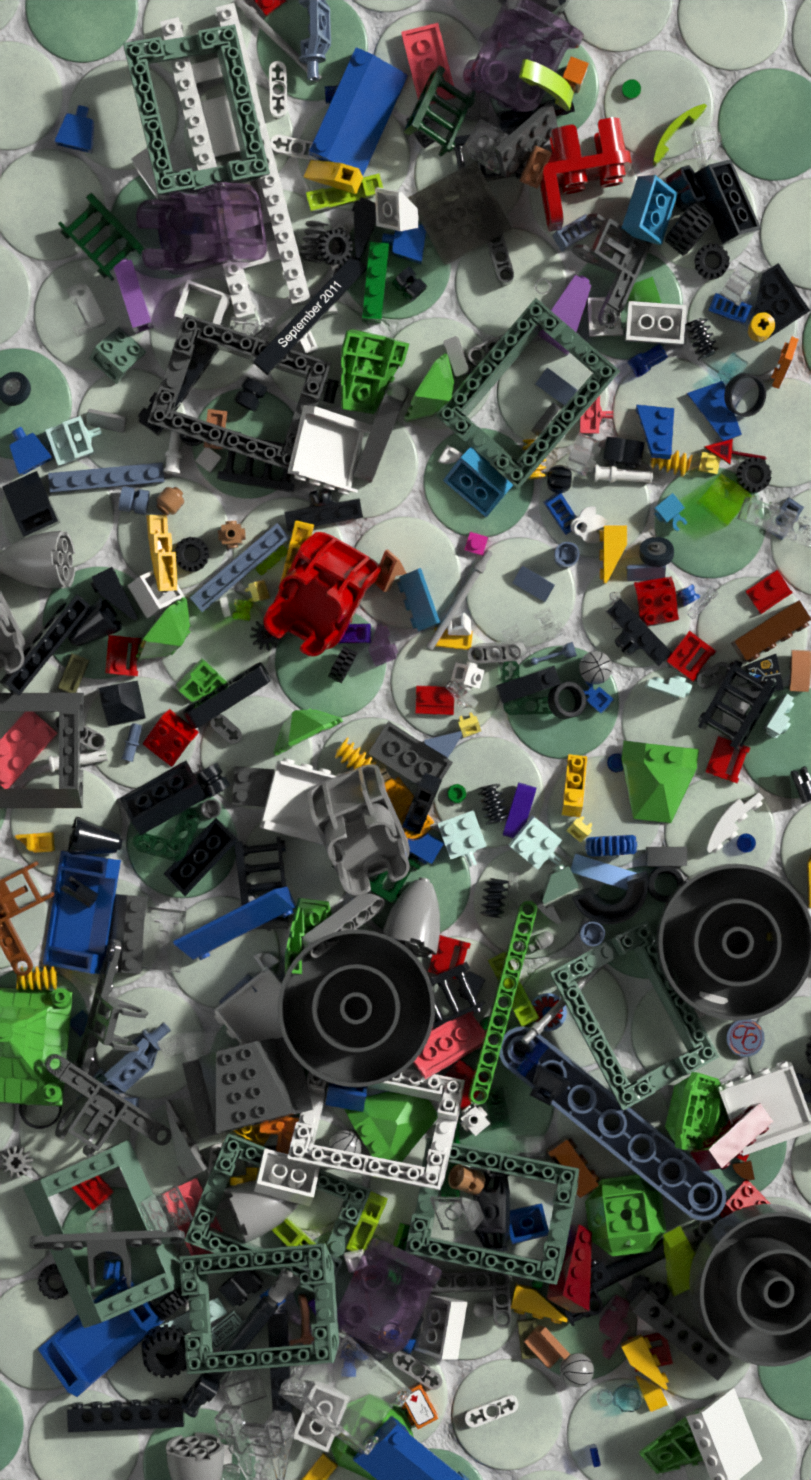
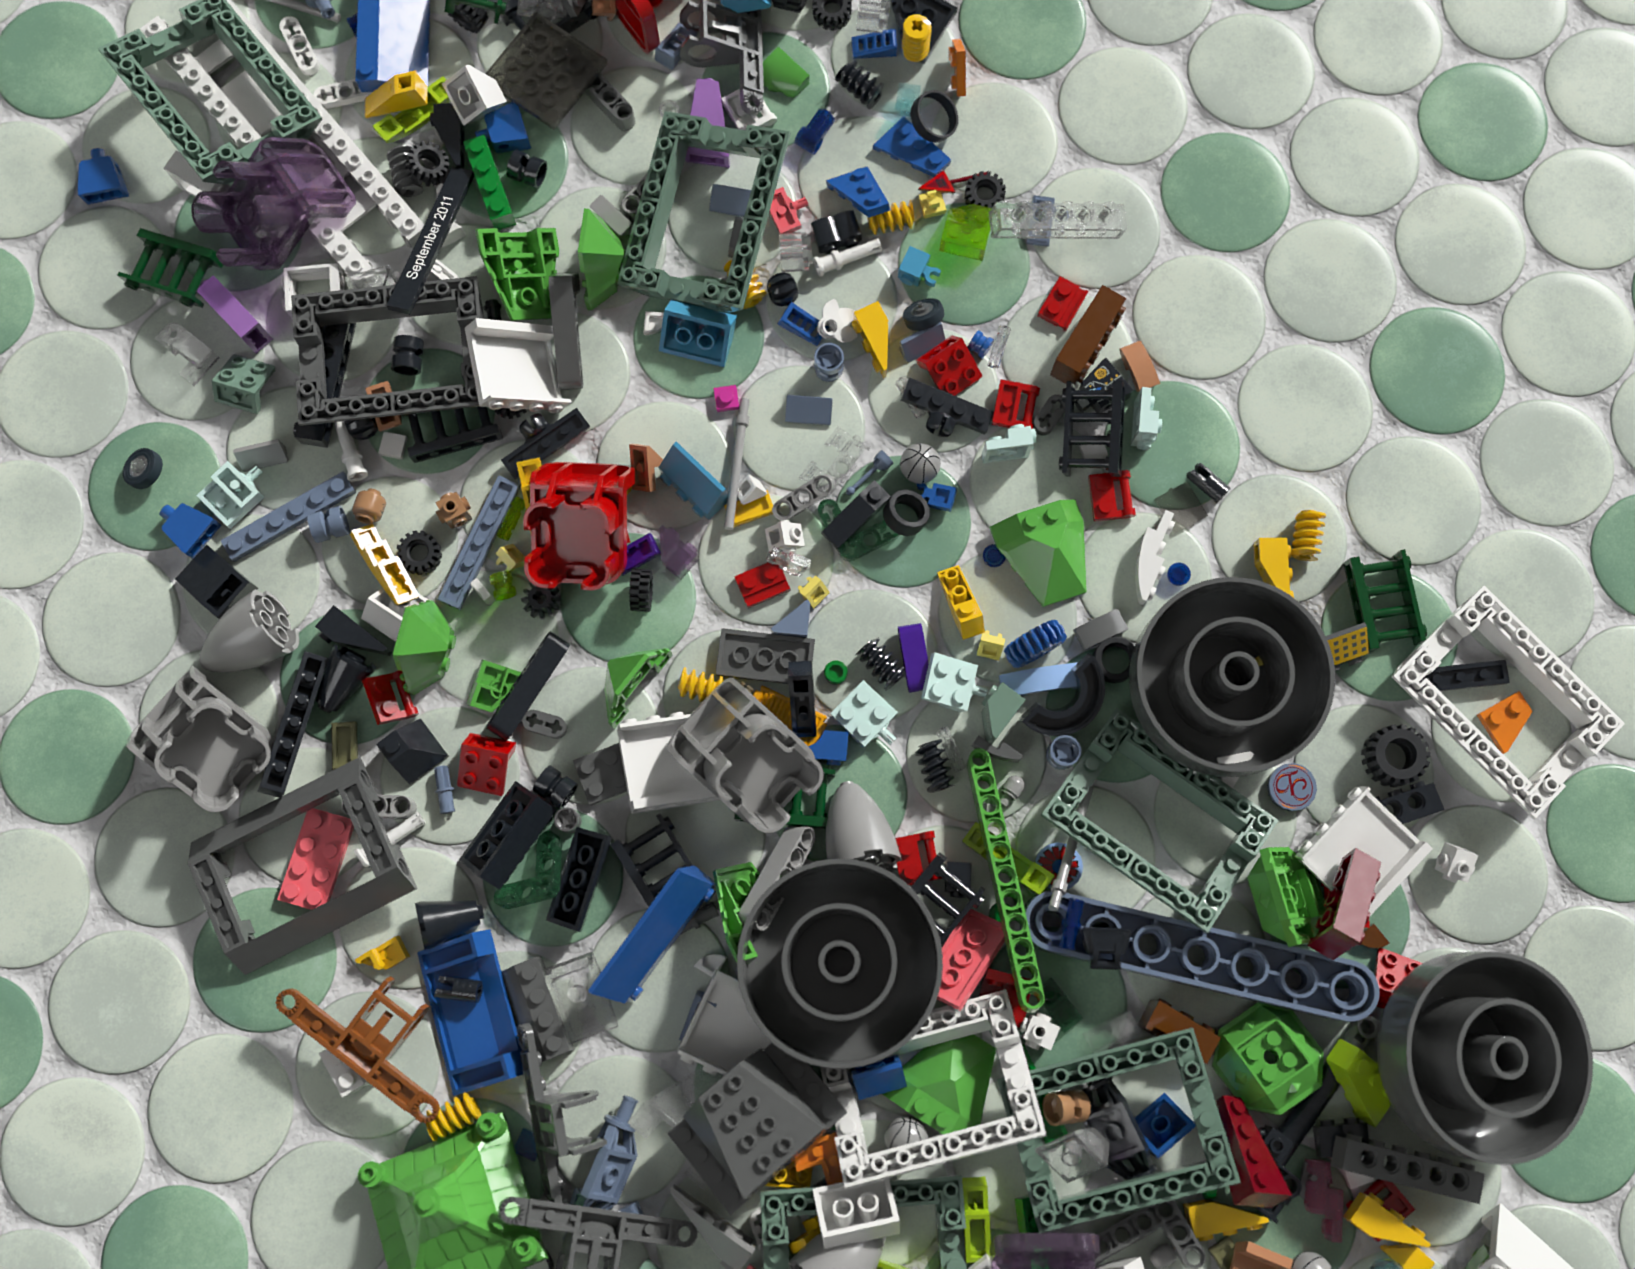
camera: 25 degrees left, 10 degrees down
(655, 323) = (804, 88): white slope -> none

